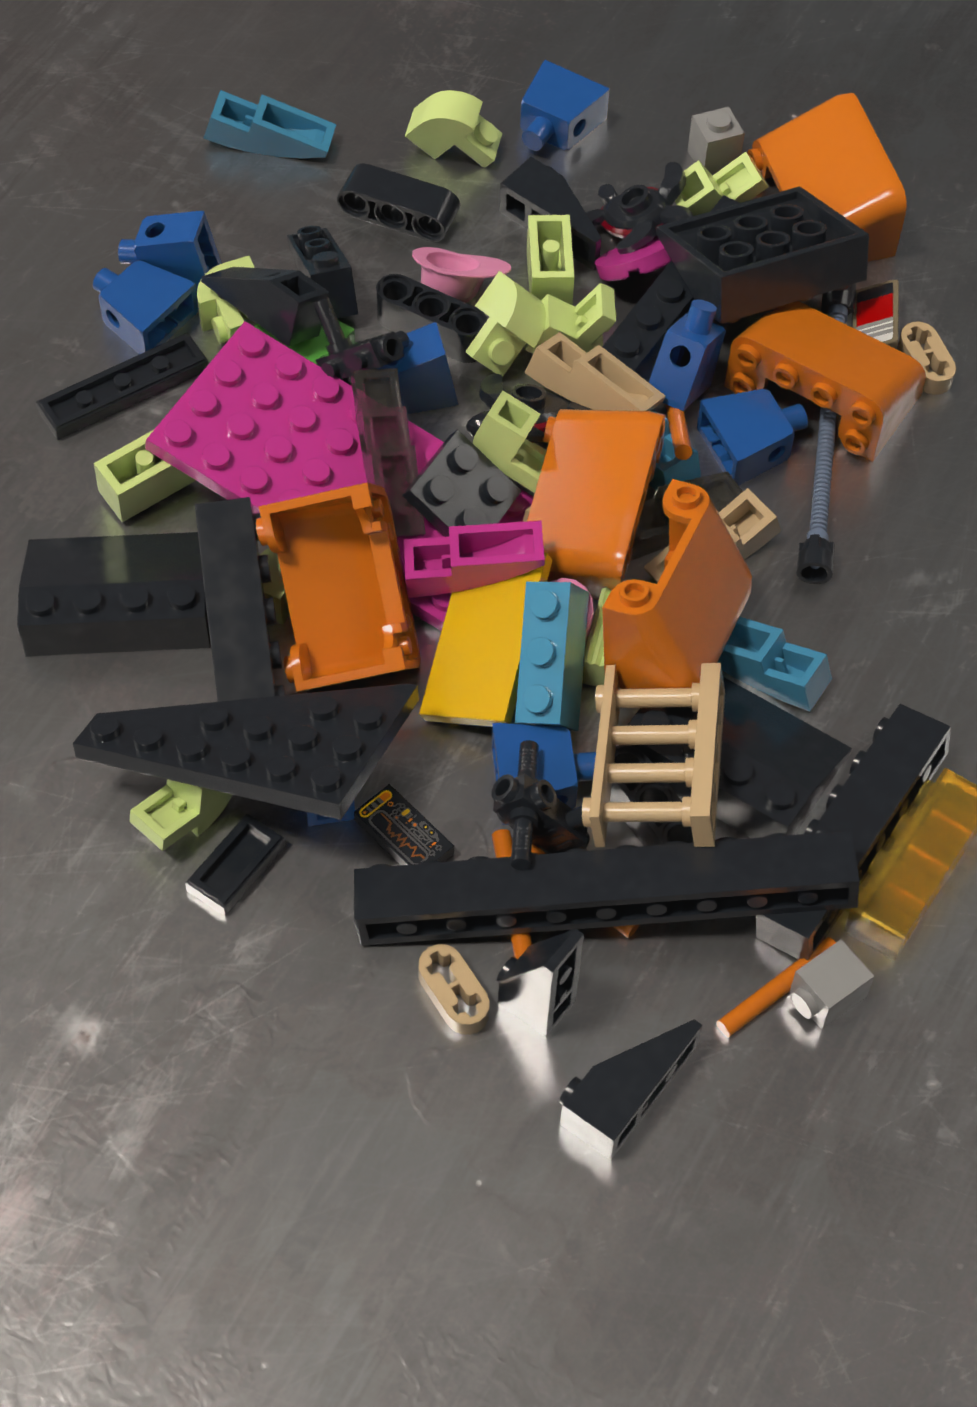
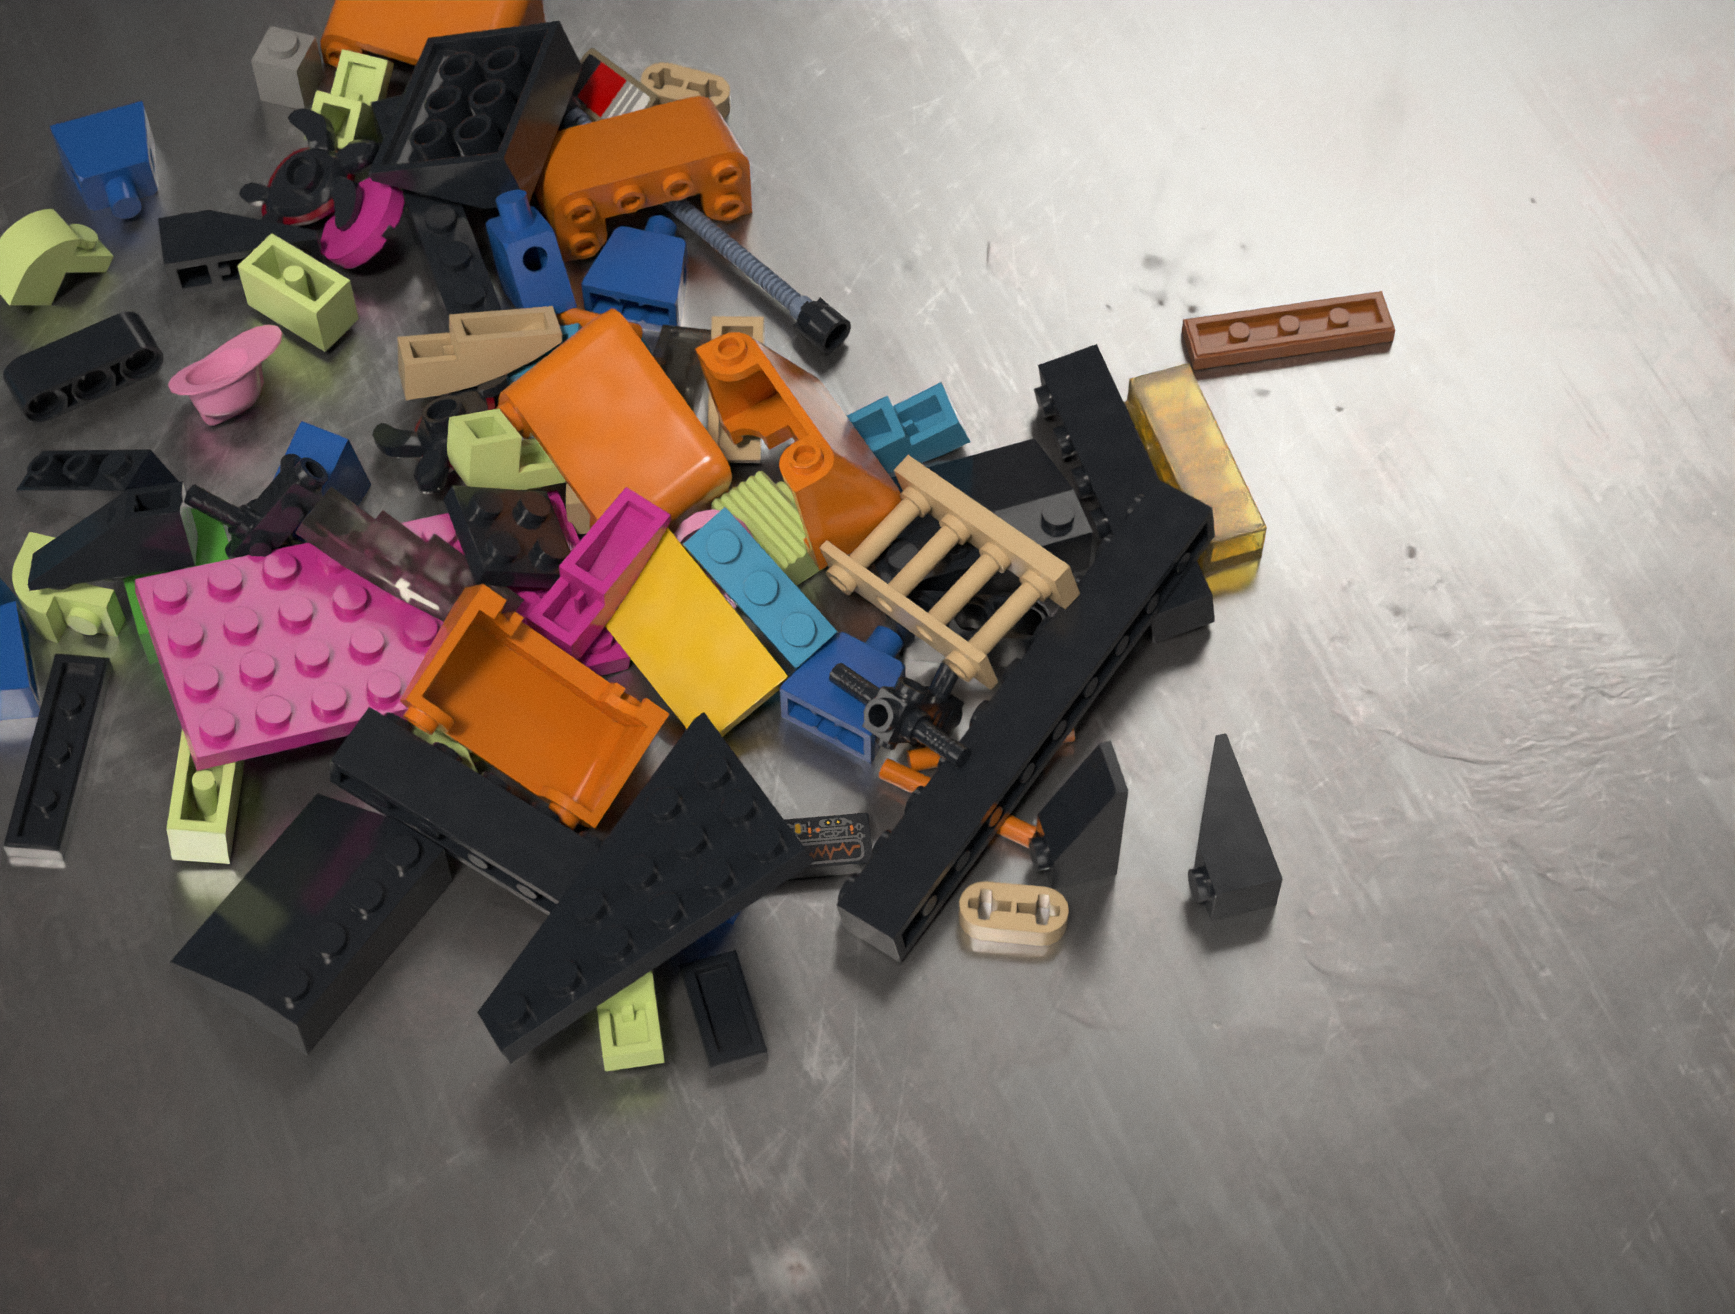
camera: 50 degrees left, 0 degrees up
(409, 305) = (250, 433): black beam -> none
(513, 321) = (344, 364): yellowish green brick -> none
(580, 323) = (370, 336): yellowish green brick -> none
(766, 995) = (1218, 667): orange bar -> none
(830, 984) = (1255, 615): light grey brick -> none

